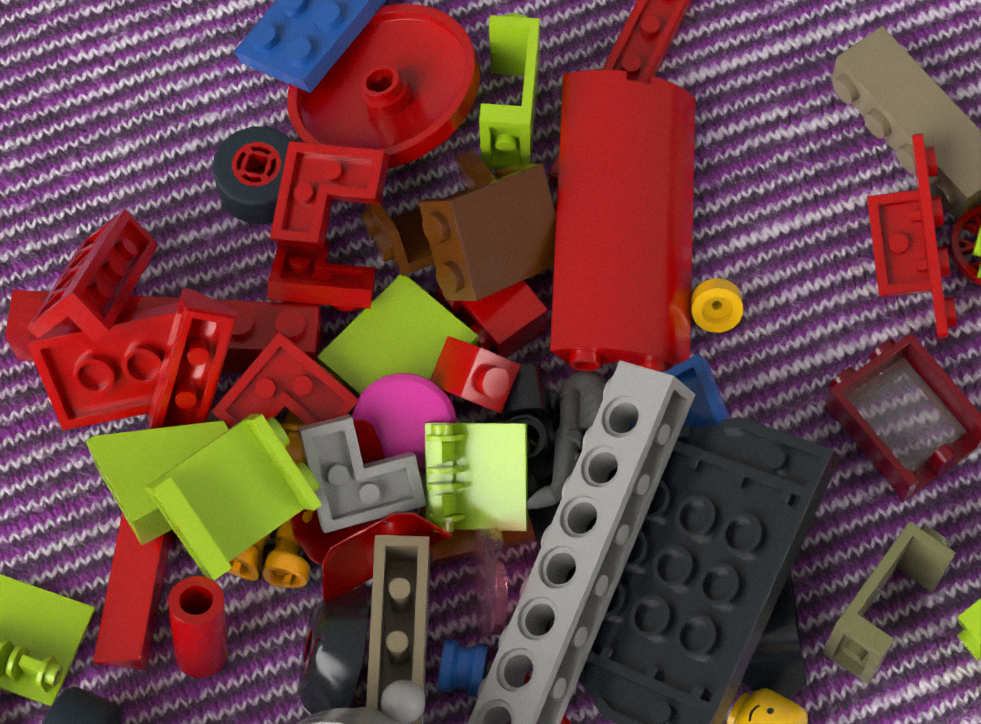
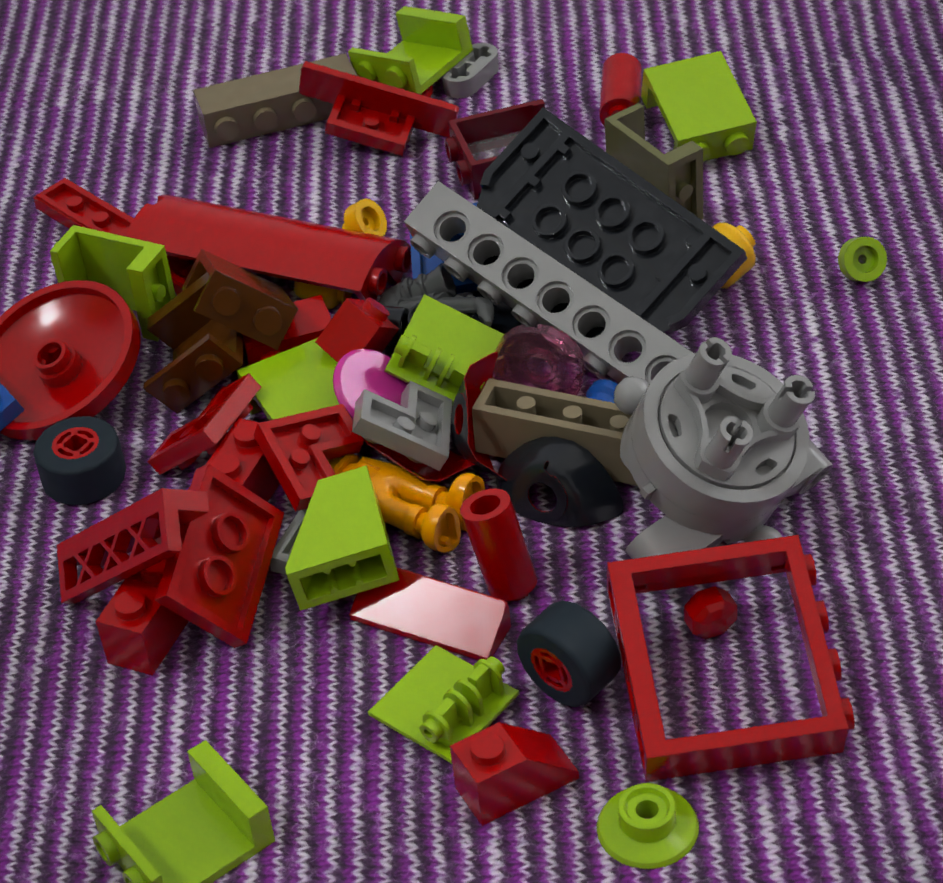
camera: 70 degrees left, 25 degrees down
(192, 361) = (254, 481): red slope -> none
(234, 492) = (388, 471): lime panel -> none
(315, 178) = (123, 398): red plate -> none

